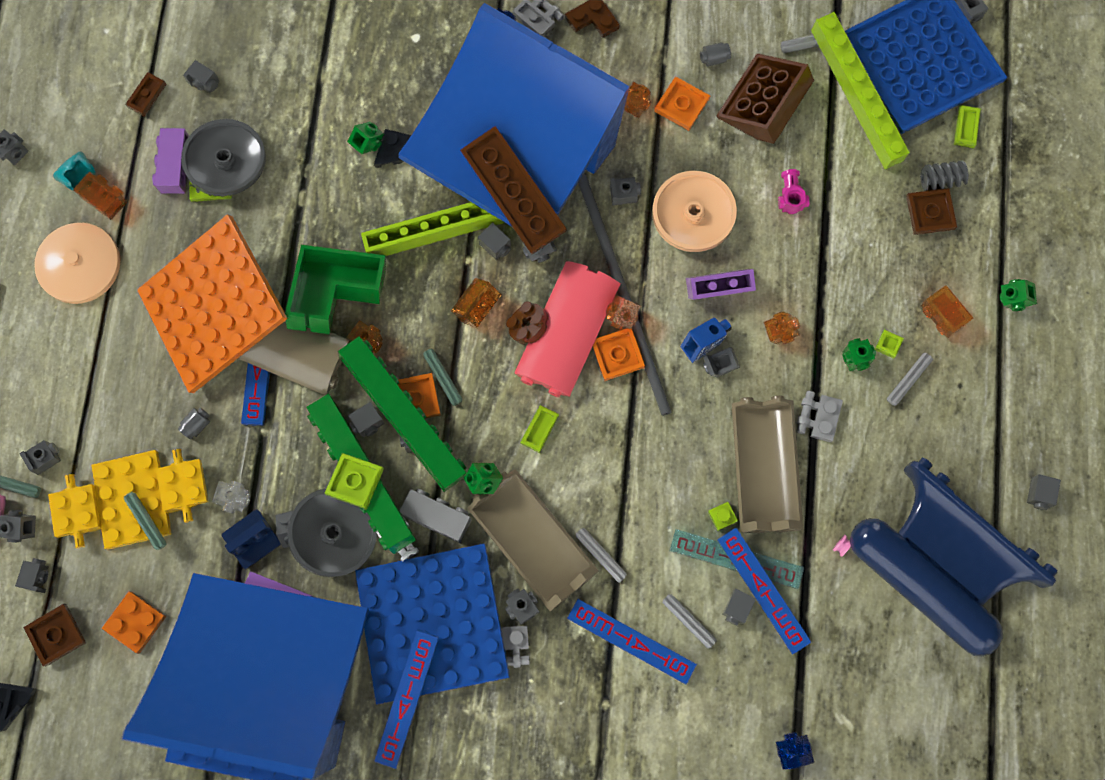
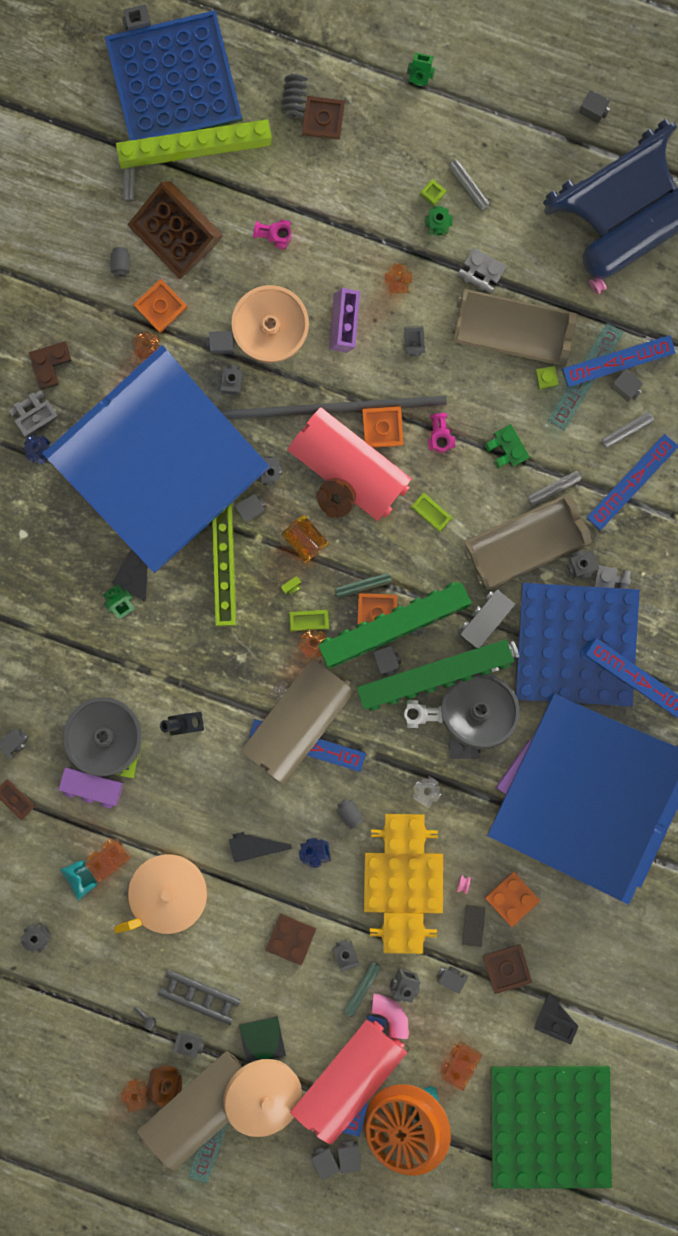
camera: 80 degrees left, 10 degrees up
(35, 230) = (128, 925): none -> yellow tile
(50, 397) = (290, 939): none -> reddish brown plate
(97, 586) = (473, 925): none -> clear smoke tile
(139, 563) = (463, 884): none -> bright pink bush
(141, 335) = (253, 846): none -> black slope
(143, 396) = (314, 852): none -> clear blue brick
(145, 521) = (429, 871): sand green axle -> none
(211, 304) = (248, 773): orange plate -> none
(250, 539) = (466, 783): dark blue bracket -> none
(253, 230) = (182, 724): none -> black bracket
(317, 473) = (422, 714): none -> white connector
(330, 275) = (249, 665): green piece -> none
(354, 481) = (445, 678): lime tile -> none
(392, 331) = (309, 620): none -> lime tile
(423, 303) = (291, 586): none -> lime plate
(483, 478) = (468, 569): green brick -> none
(513, 190) = (220, 475): reddish brown plate -> none
(622, 313) = (349, 412): clear orange brick -> none
(628, 414) = (440, 433): none -> dark pink connector
(635, 496) = (510, 445): none -> green plate
(660, 168) = (220, 342): none -> dark grey brick
(705, 338) = (390, 347): blue torso -> none
(946, 312) = (420, 135): clear orange brick -> none
(967, 126) = (250, 60): lime tile -> none

